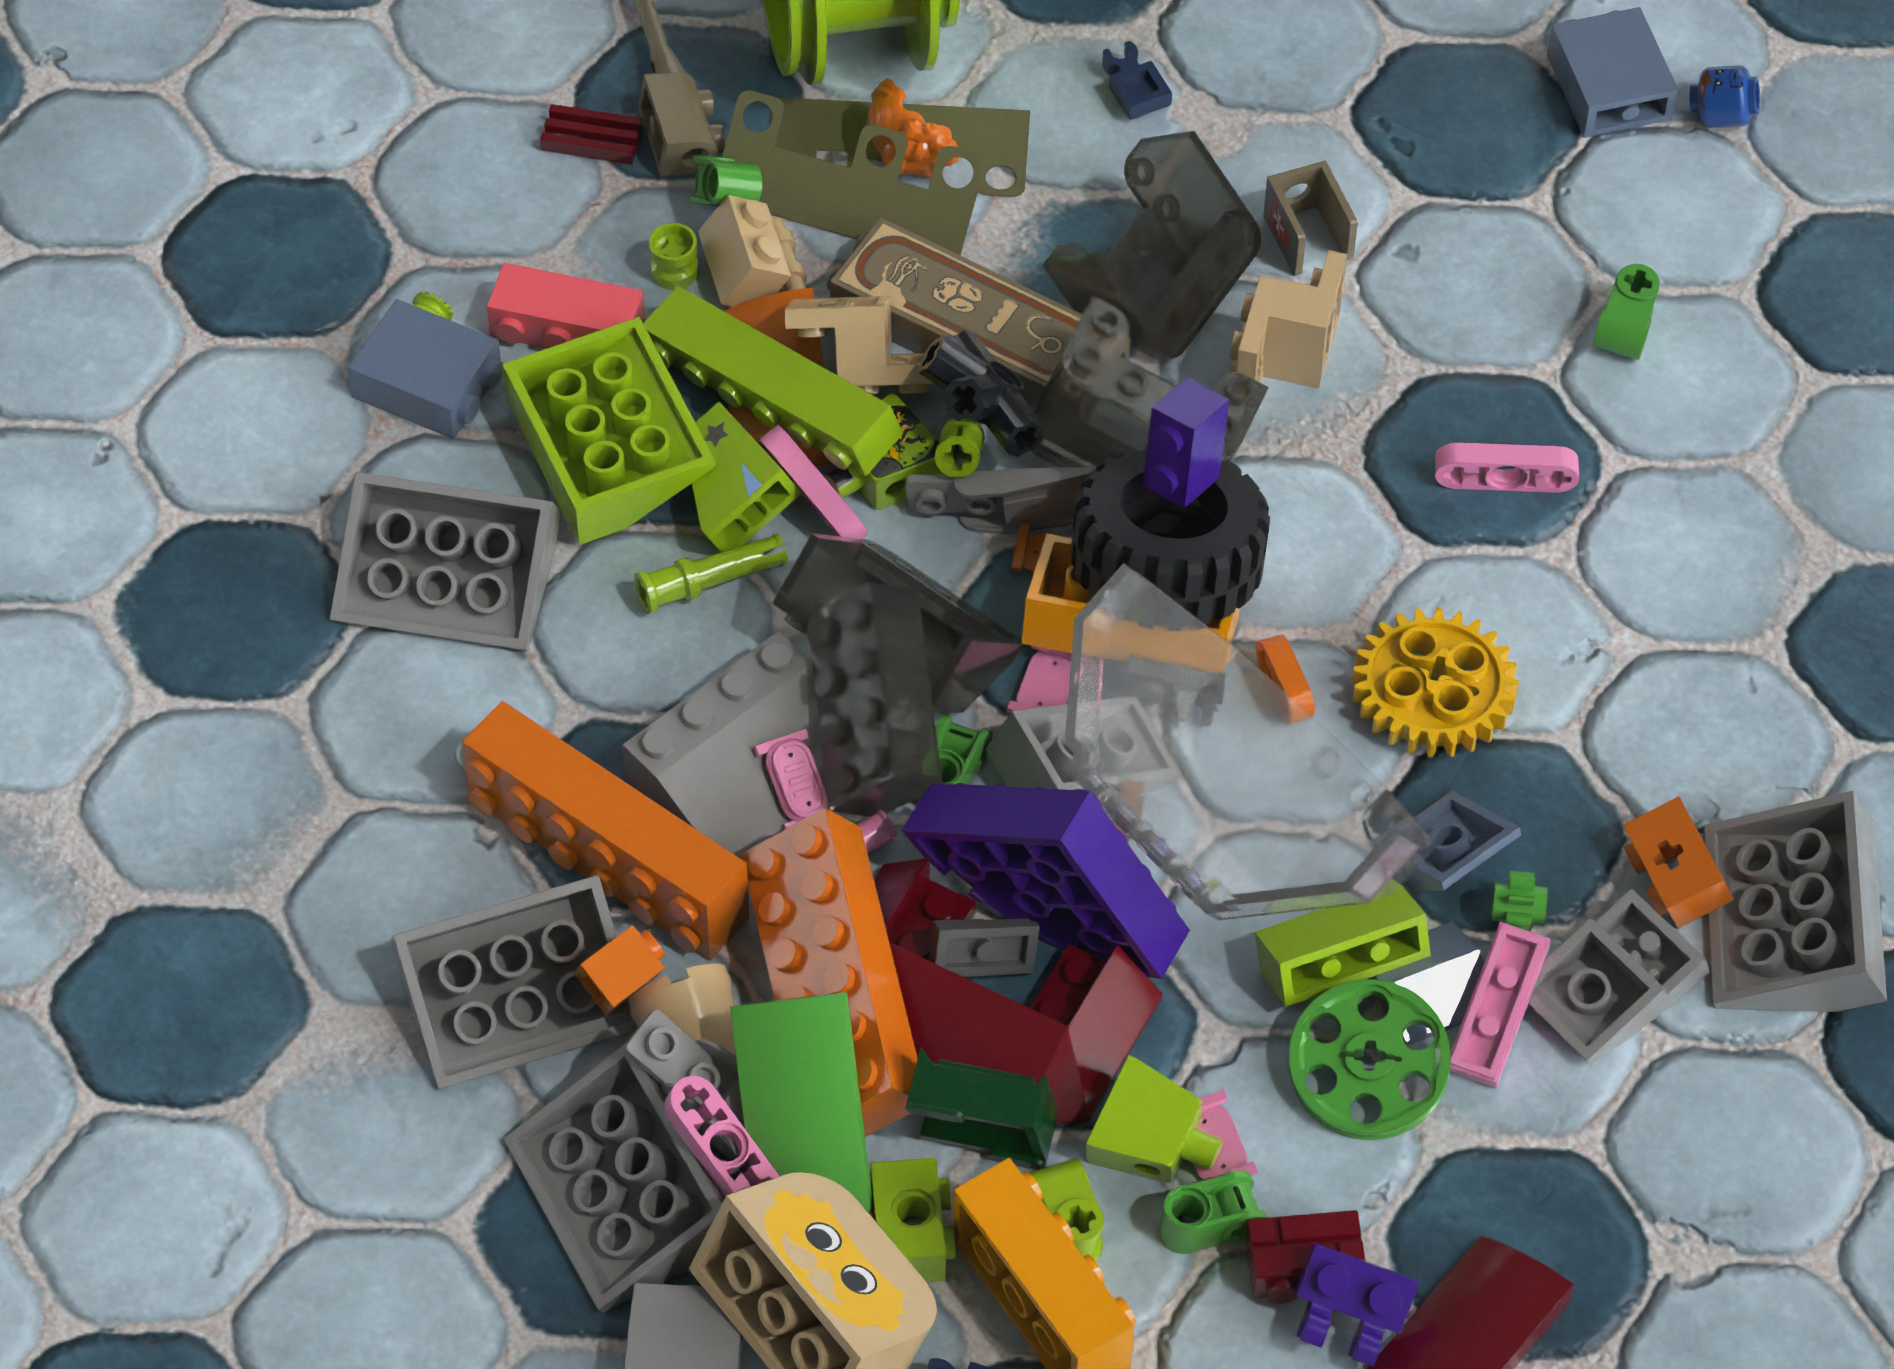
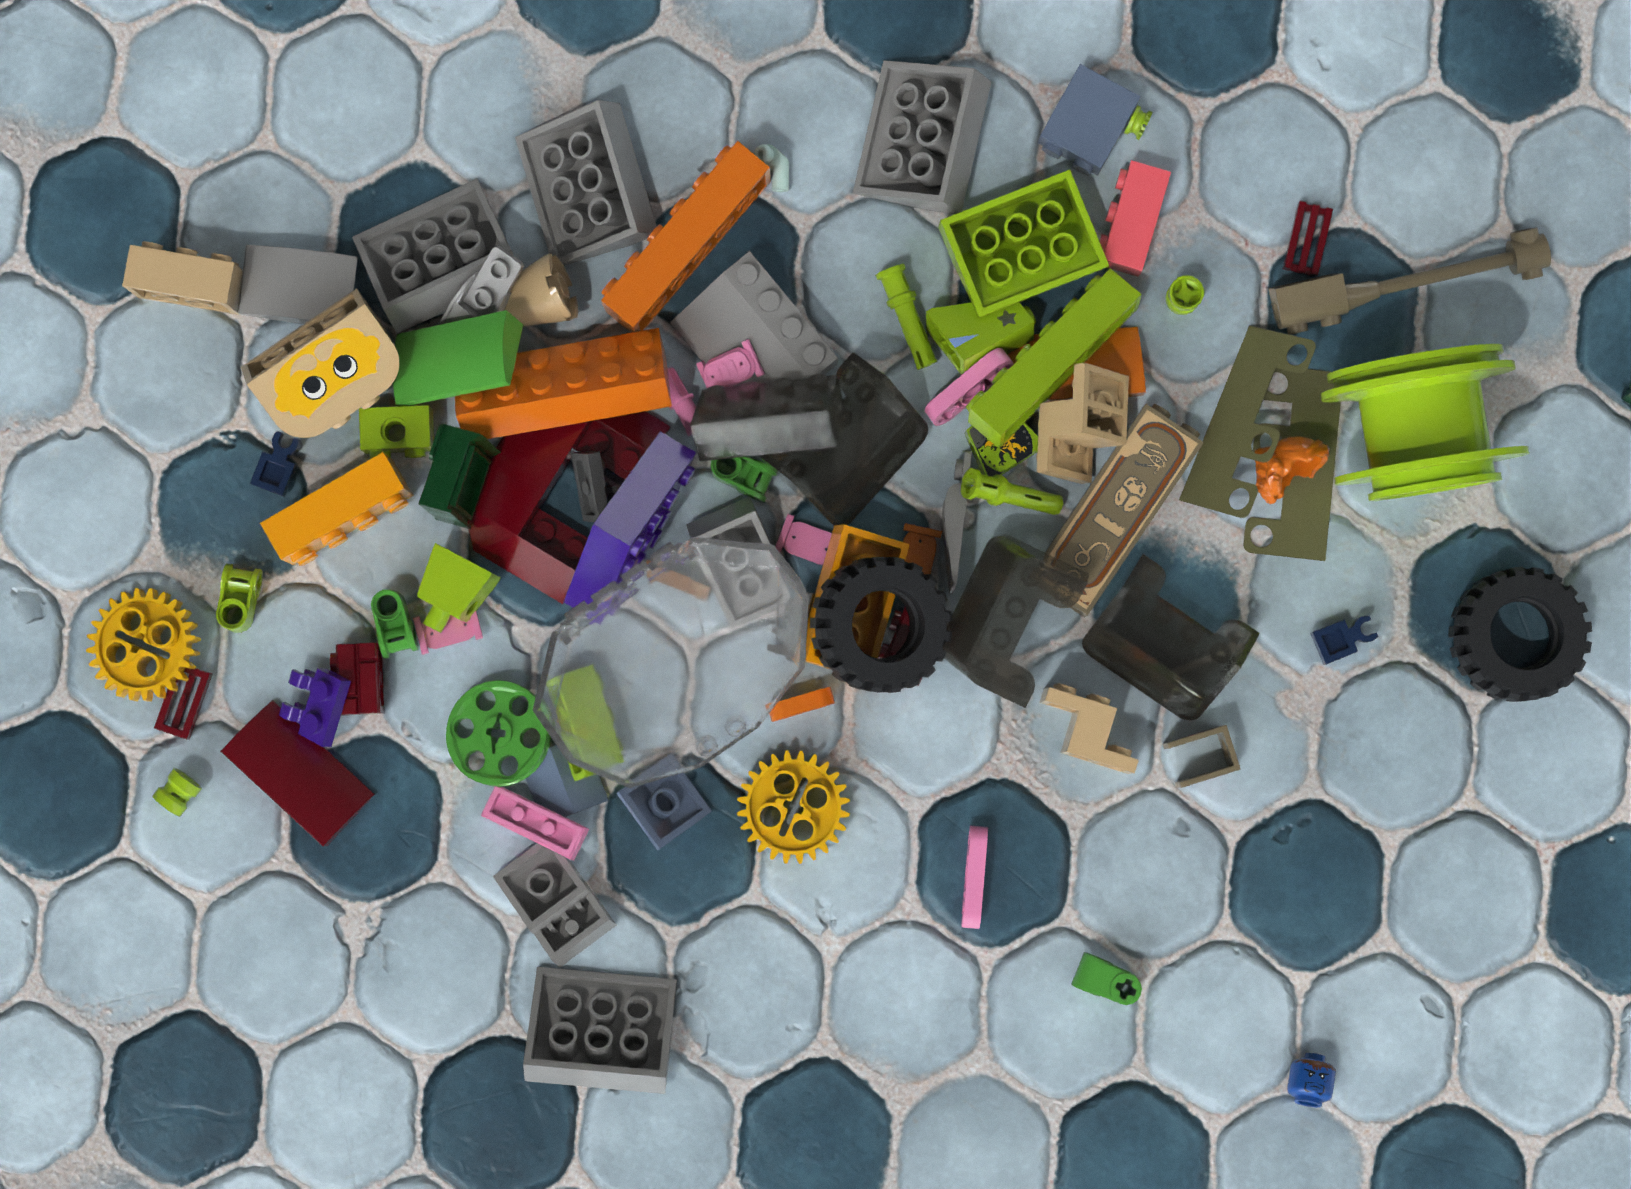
camera: 90 degrees right, 30 degrees up
(621, 968) = (563, 245): orange brick -> none
(714, 1106) = (451, 301): bright pink beam -> none
(722, 177) = (1242, 329): bright green piece -> none
(749, 252) = (1179, 346): tan brick -> none
(982, 390) = (1026, 504): black piece -> none
(1069, 1193) = (407, 530): lime piece -> none
(1185, 442) = (918, 631): dark purple brick -> none
(1519, 901) = (610, 844): bright green gear -> none
(1612, 72) = (1340, 997): sand blue brick -> none
(1692, 886) = (653, 956): orange brick -> none

